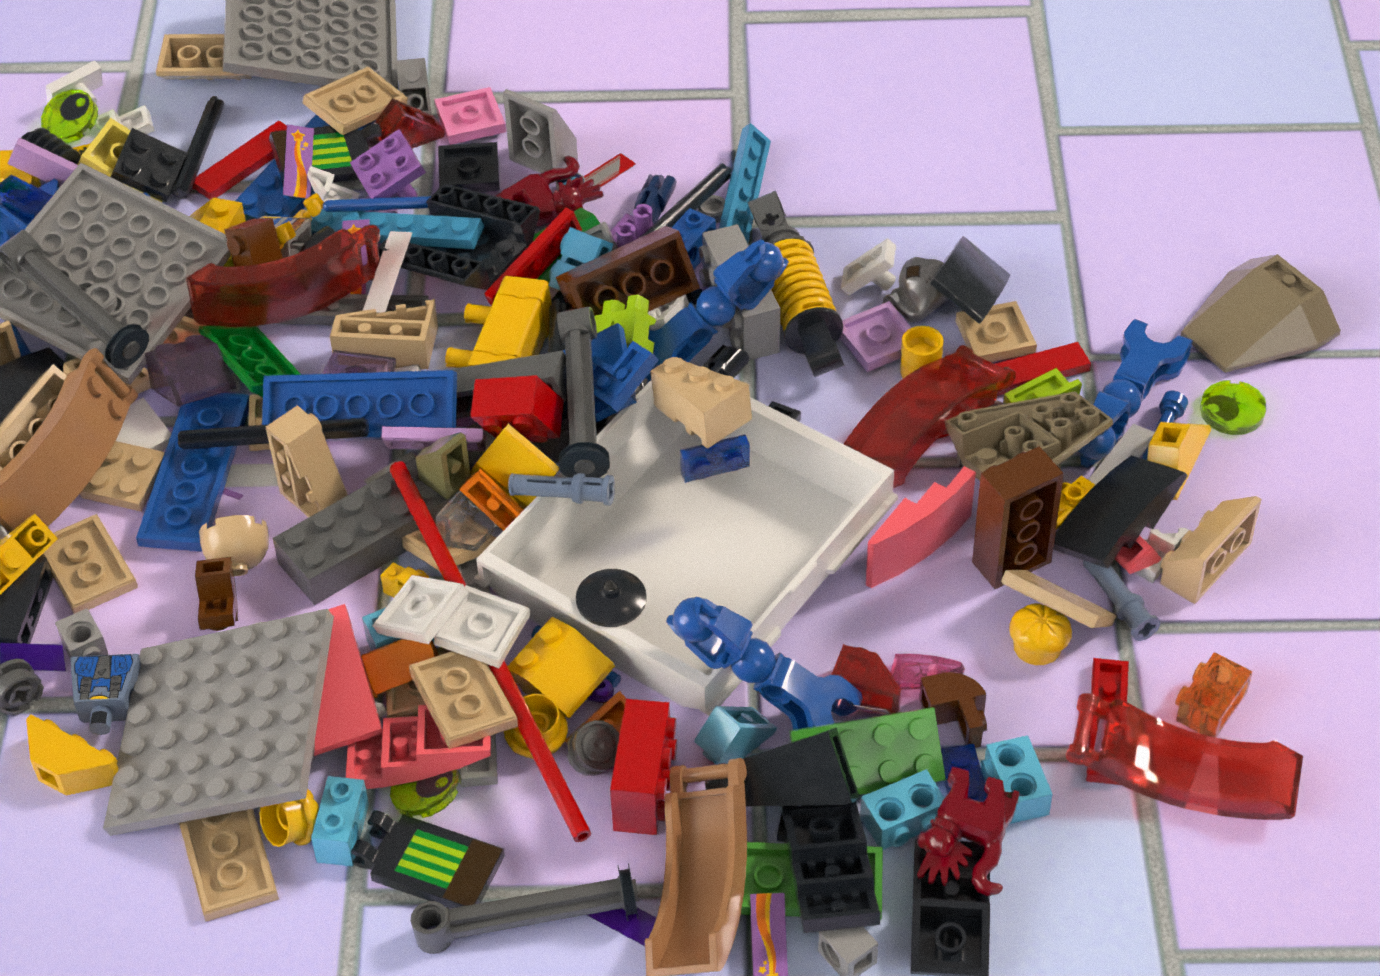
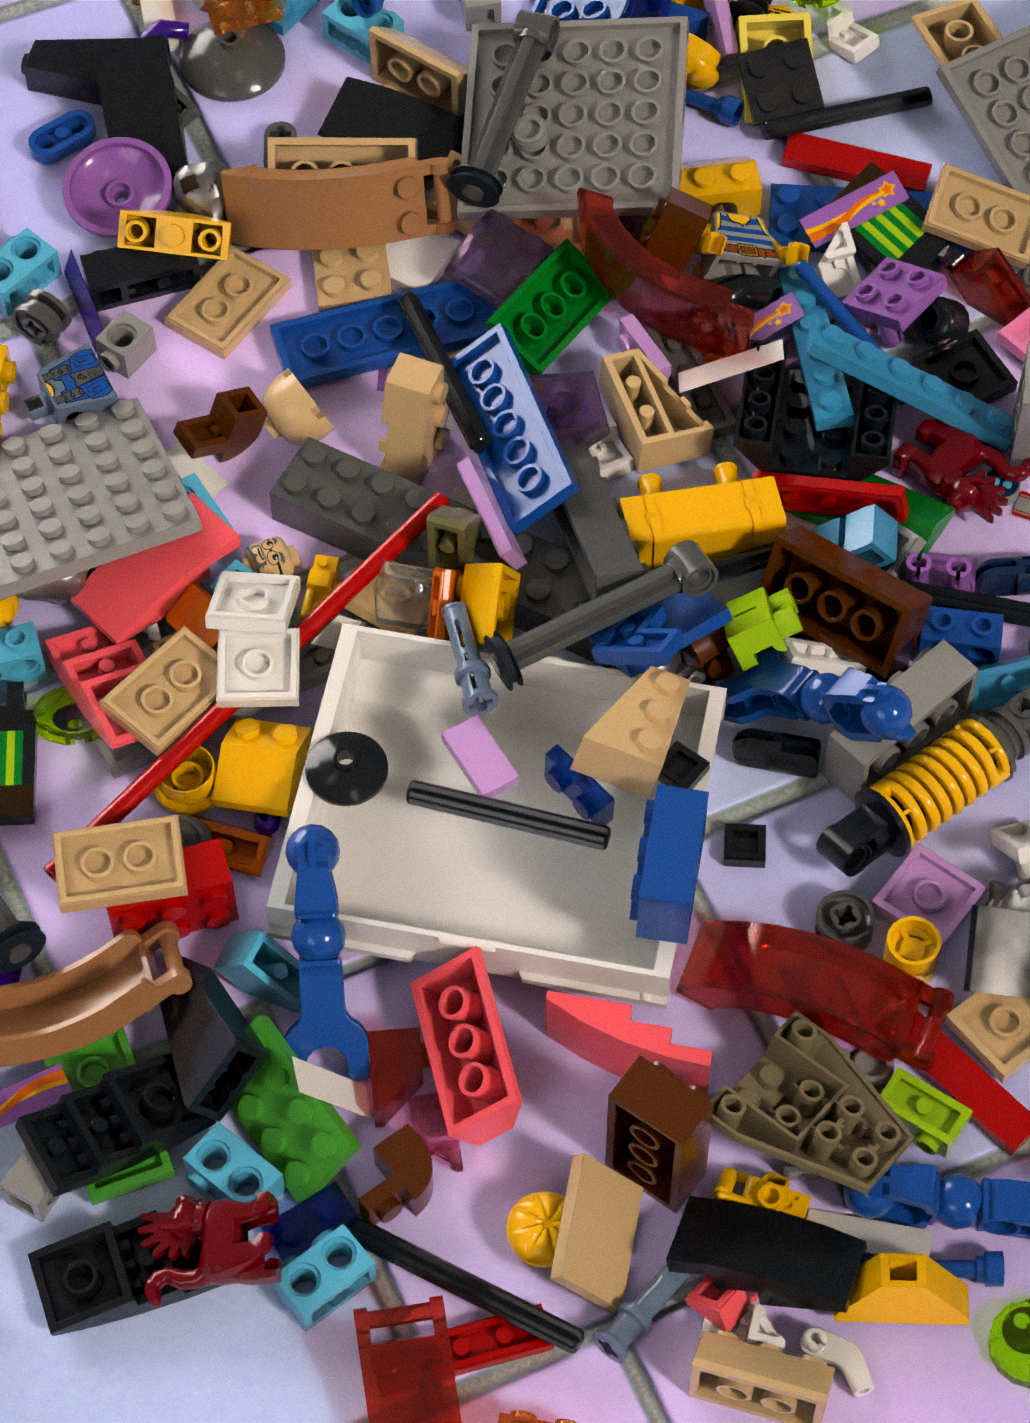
camera: 65 degrees right, 10 degrees up
(317, 326) = (634, 336): none -> lavender plate
(361, 603) = (271, 557): none -> tan head
(431, 152) = (942, 322): none -> black head
(474, 181) = (909, 384): none -> dark azure plate
(518, 401) = (543, 564): red brick -> none
(615, 769) = (119, 864): none -> tan tile
(652, 511) = (480, 758): none -> lavender tile
(710, 511) = (508, 814): none -> black axle
(818, 420) = (669, 863): none -> blue brick
(871, 383) = (846, 918): none -> dark grey wheel
(878, 612) = (467, 1049): none -> coral slope
(1067, 690) = (468, 1286): none -> black axle
(1194, 509) = (840, 1354): none -> white arm

